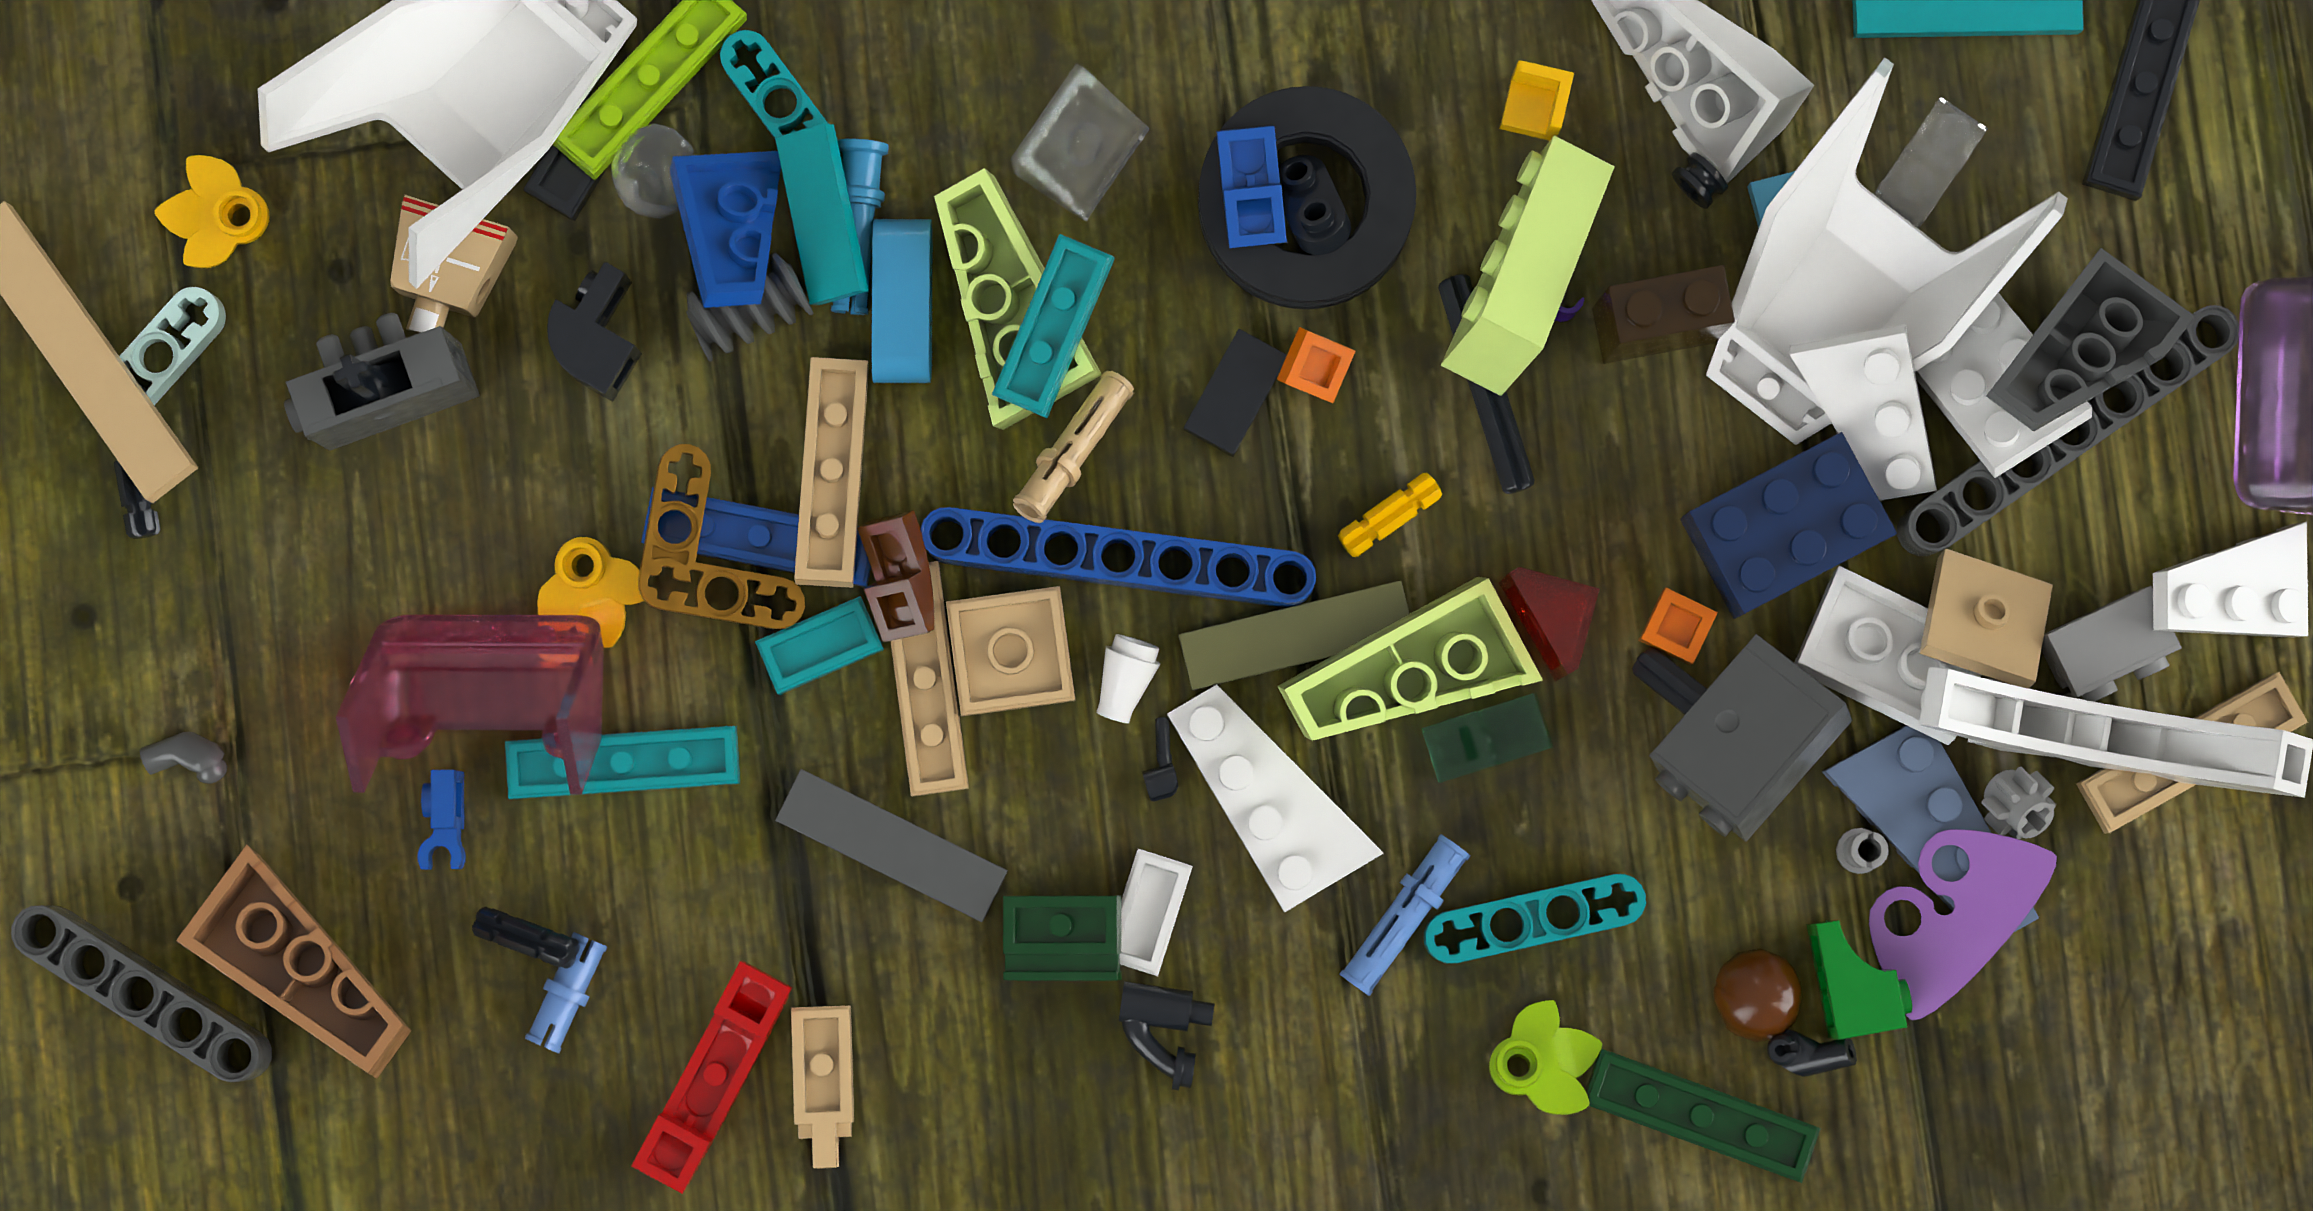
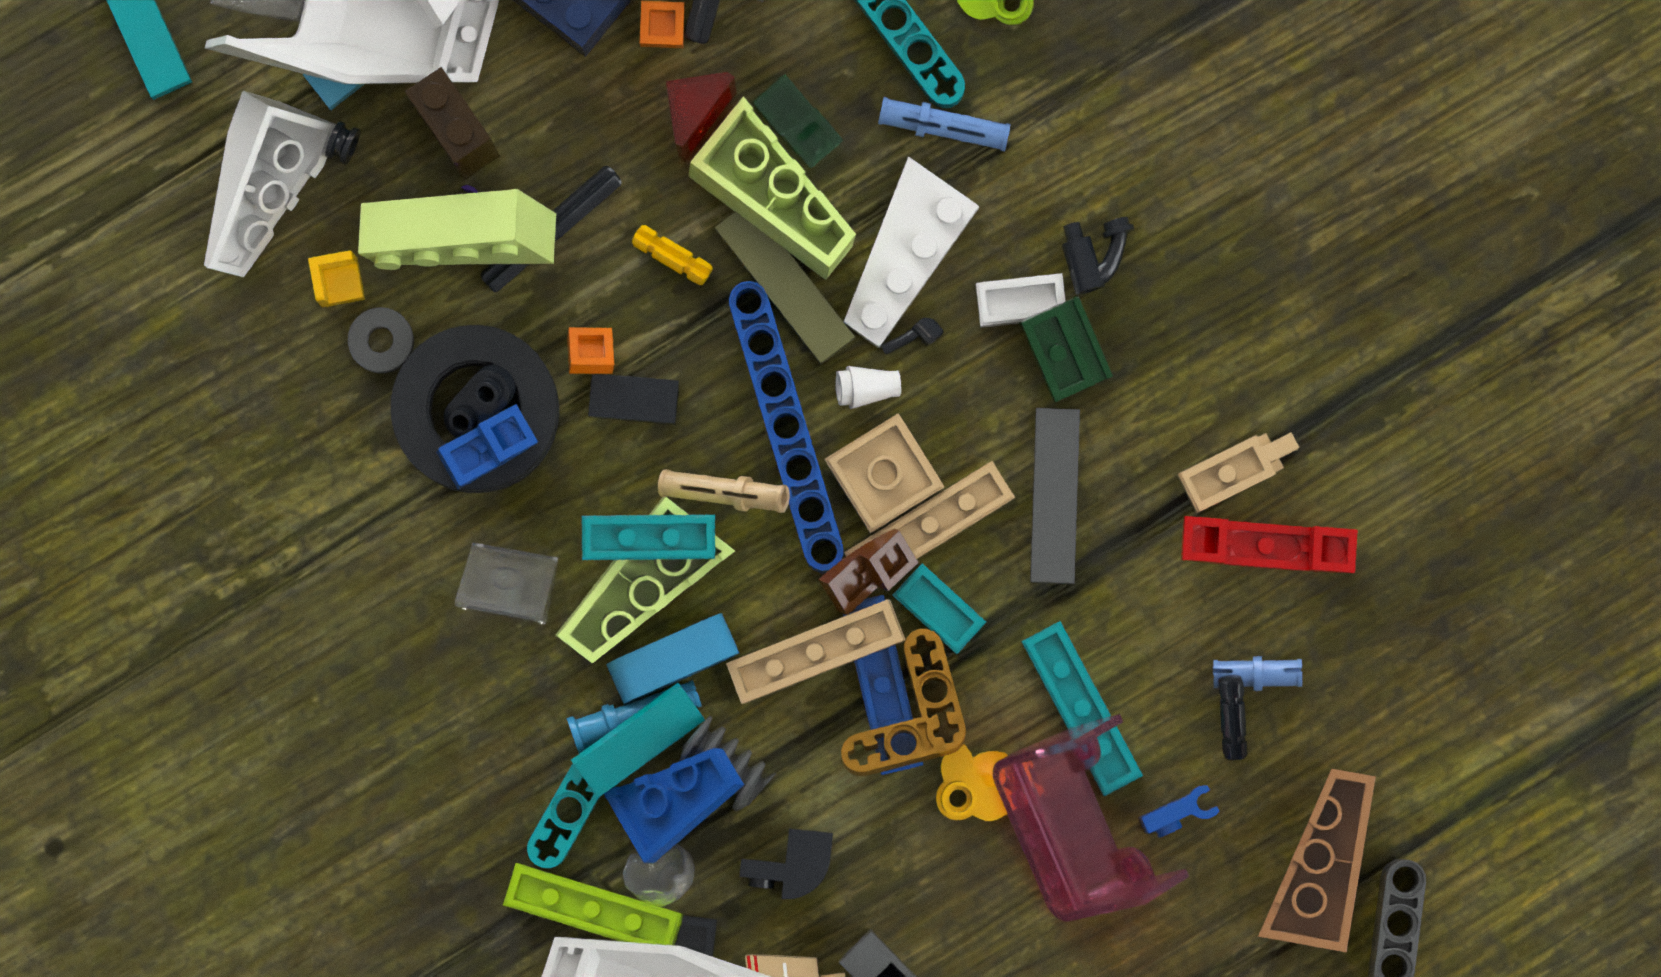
camera: 110 degrees left, 0 degrees up
(1444, 97) = (359, 340): none -> dark grey piece

